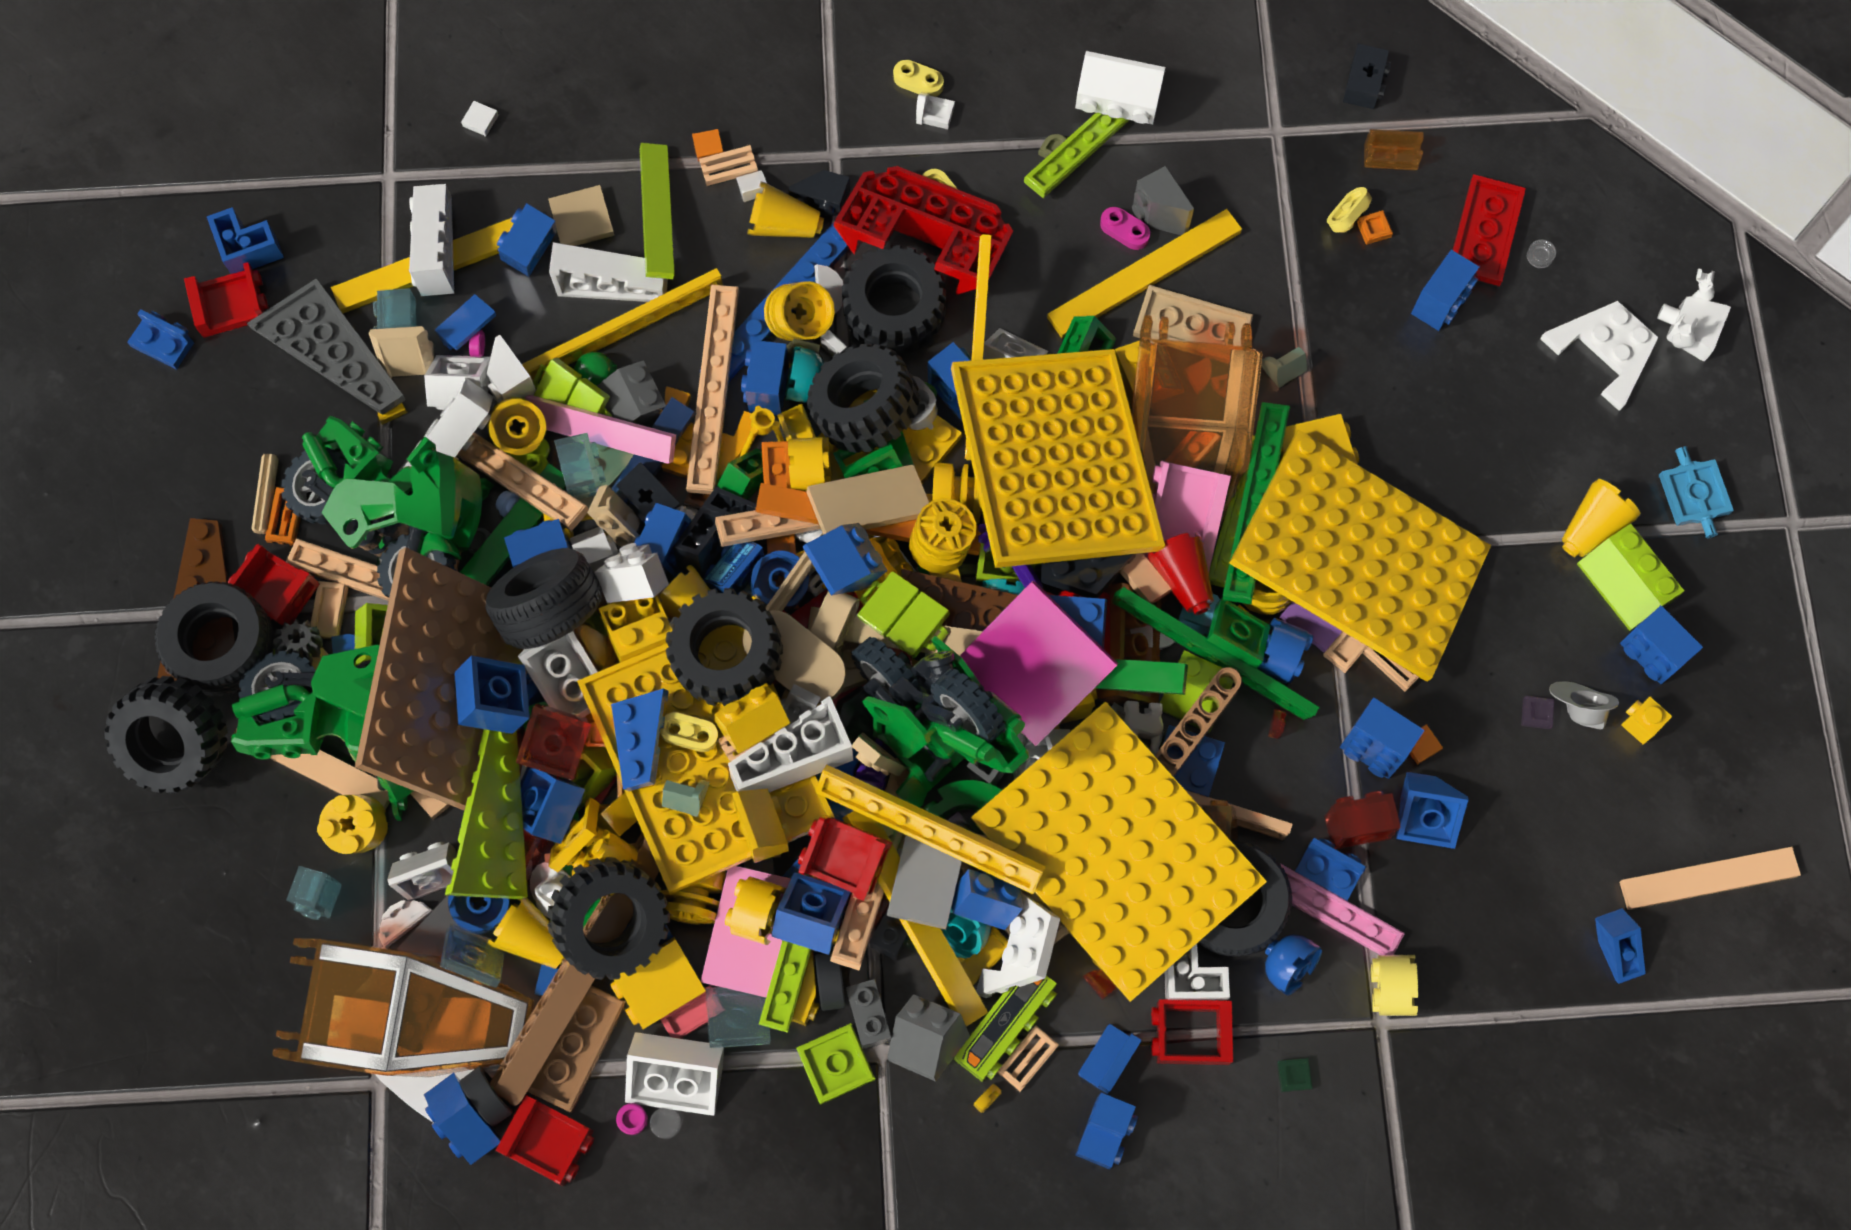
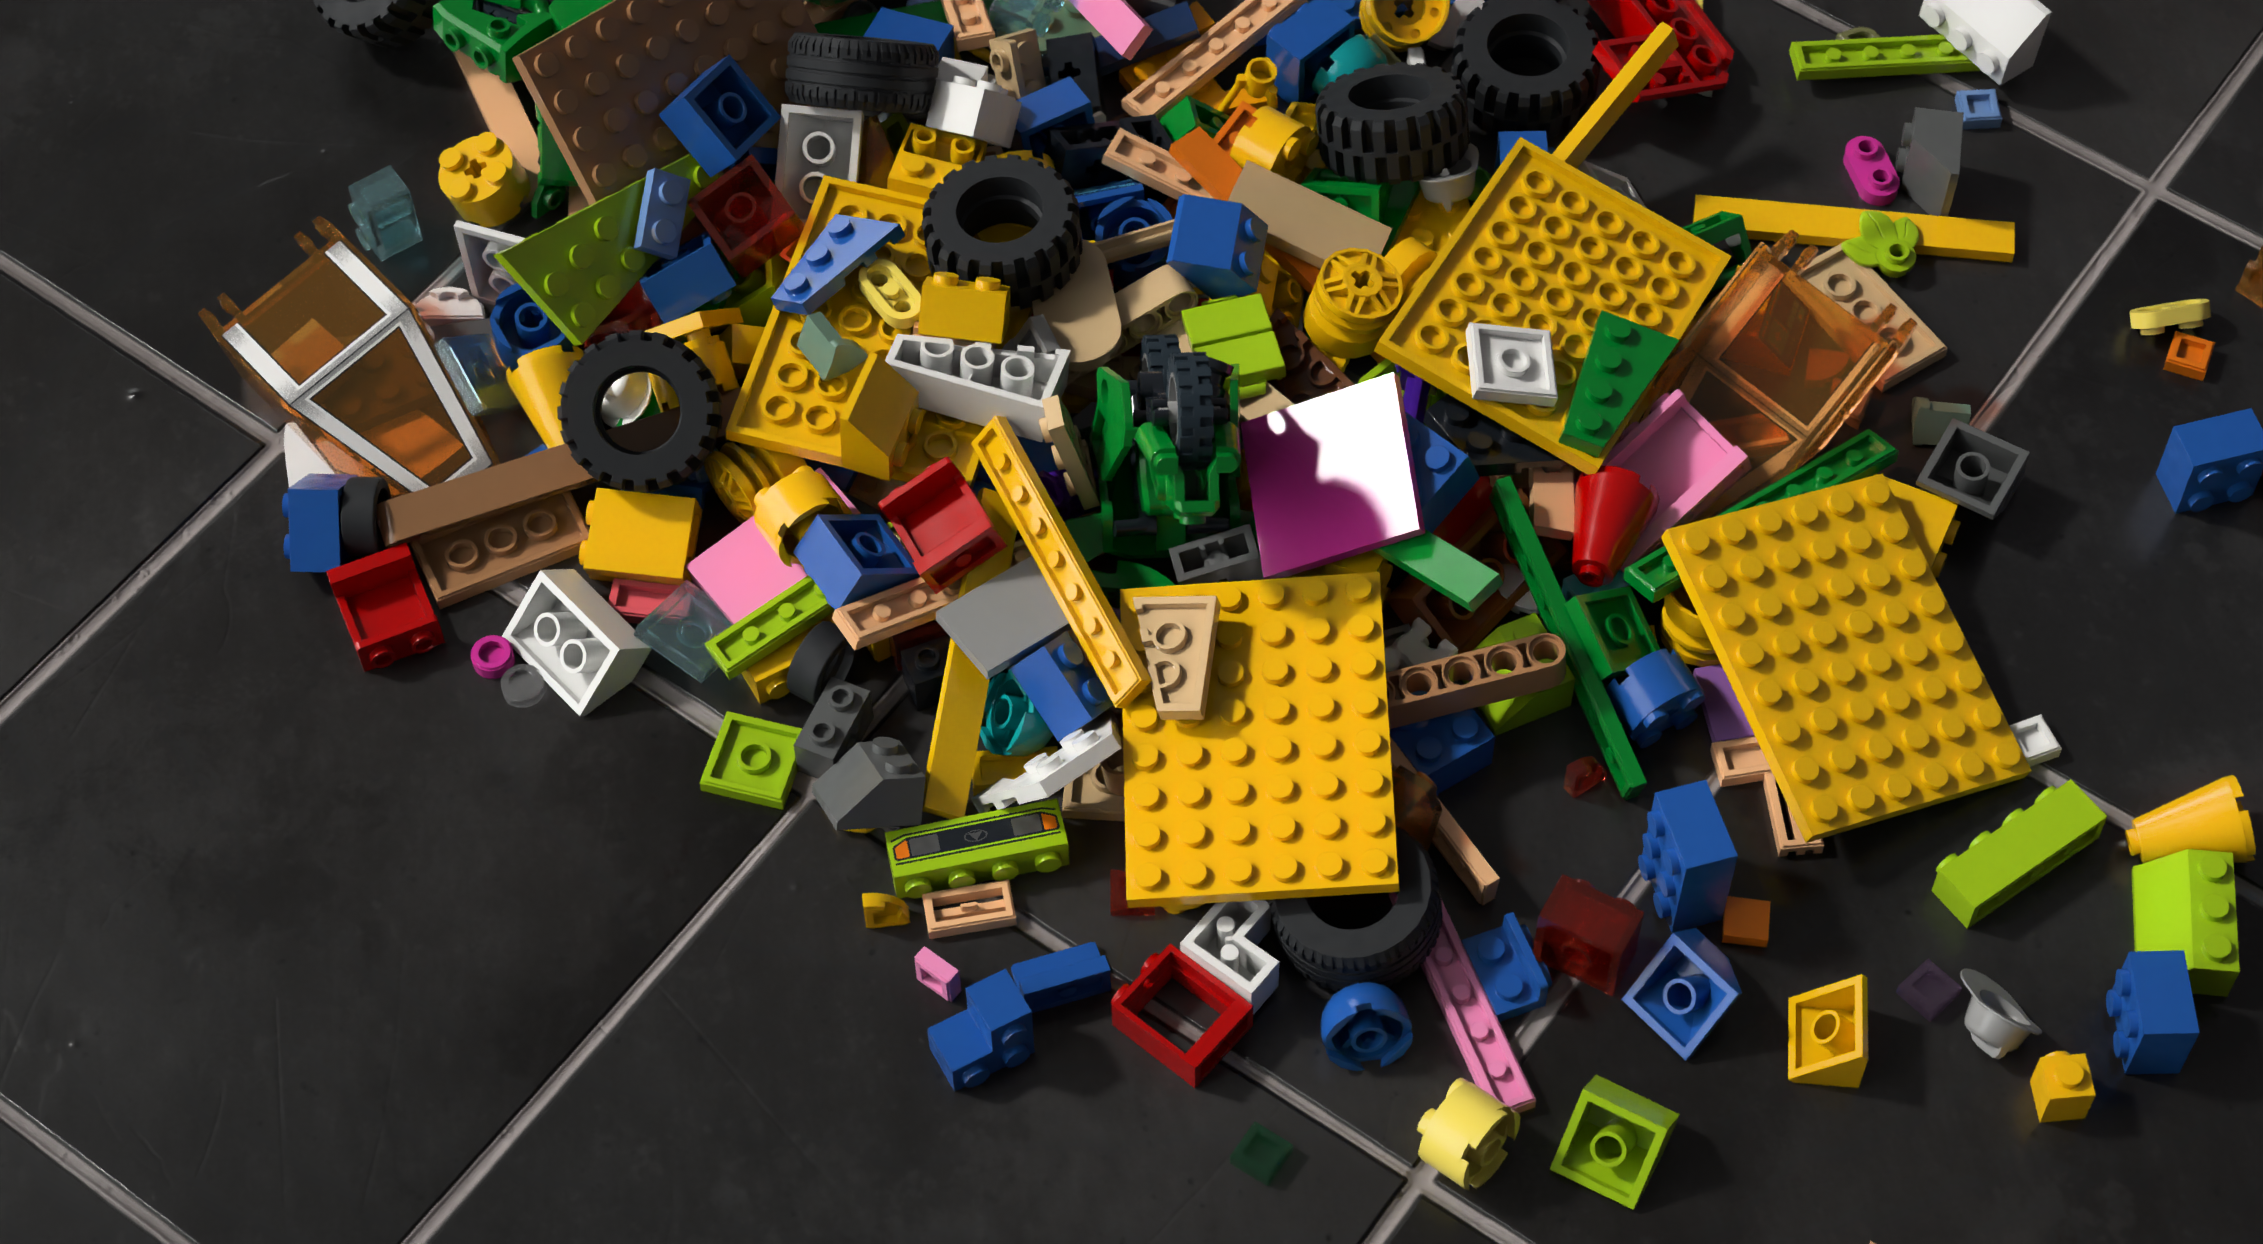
camera: 40 degrees right, 15 degrees down
(508, 782) = (662, 214): none -> medium blue piece
(1042, 834) = (1179, 651): none -> tan wing
(1048, 1113) = (937, 974): none -> bright pink tile
(1073, 519) = (1511, 364): none -> white tile
(1127, 480) = (1612, 379): none -> green wing
(1149, 146) = (1979, 108): none -> medium blue tile
(1168, 272) = (1882, 240): none -> lime plate
(1332, 388) = (1974, 469): none -> dark grey slope
(1462, 925) = (1614, 1141): none -> lime slope
(1477, 523) = (2036, 740): none -> white tile
(1515, 778) = (1829, 1034): none -> yellow slope
(1523, 600) = (2018, 852): none -> lime brick

